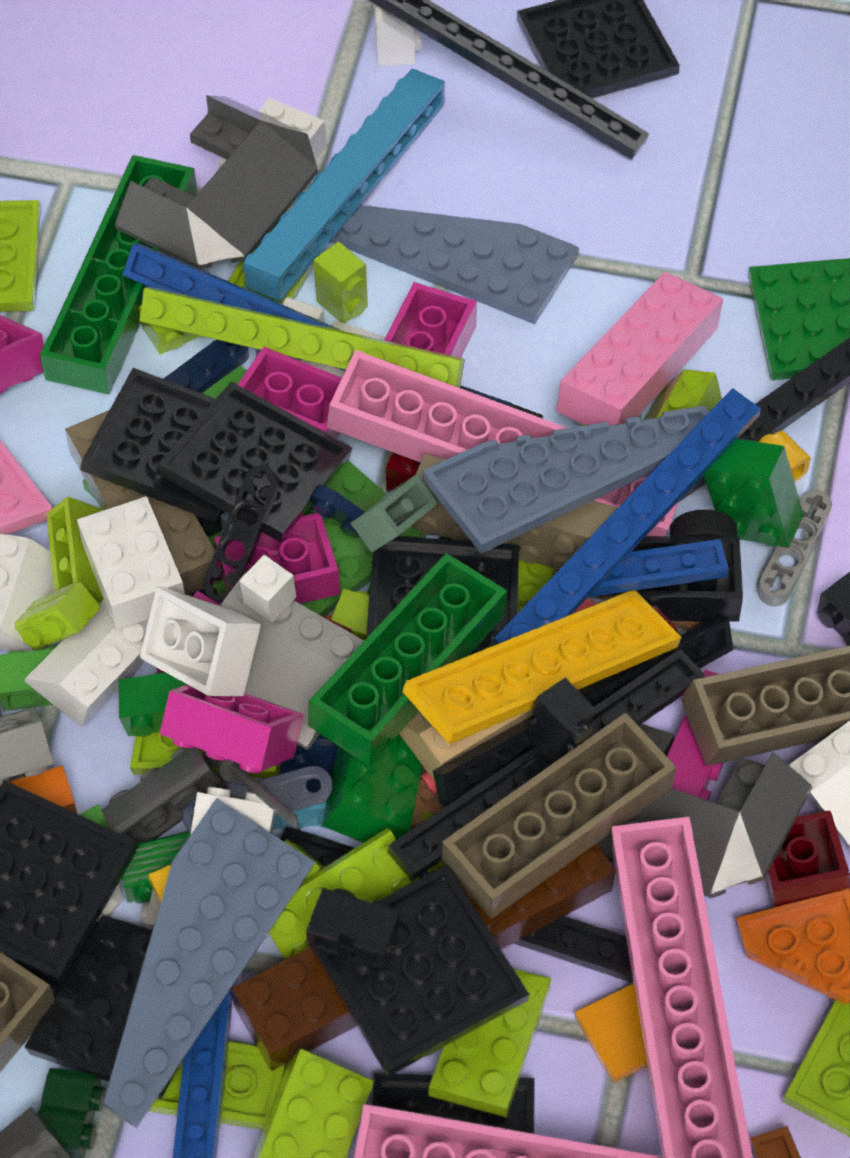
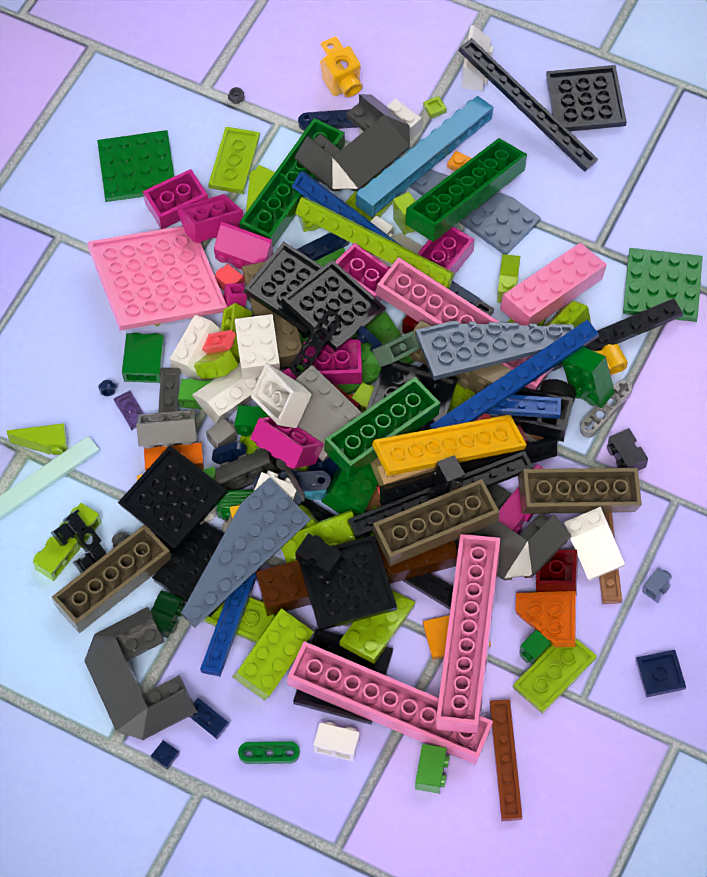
camera: 15 degrees right, 5 degrees up
(45, 461) = (228, 275): none -> coral brick
(52, 397) = (241, 246): none -> dark pink slope
(54, 571) = (219, 341): none -> coral plate
(55, 282) = (257, 181): none -> lime slope
(62, 480) = (234, 294): none -> dark pink brick
(97, 744) = (221, 434): none -> light grey brick
(119, 773) = (228, 452): none -> dark blue plate
(155, 84) = (333, 73): none -> yellow piece
(174, 150) = (333, 118): none -> dark blue plate
(268, 588) = (319, 376): white brick -> none
(340, 103) = (434, 107): none -> lime plate
(407, 185) = (457, 160): none -> light orange plate
(436, 222) = (465, 189): none -> green brick
(551, 355) = (508, 274): none -> lime slope
(803, 1014) = (534, 647): none -> green brick

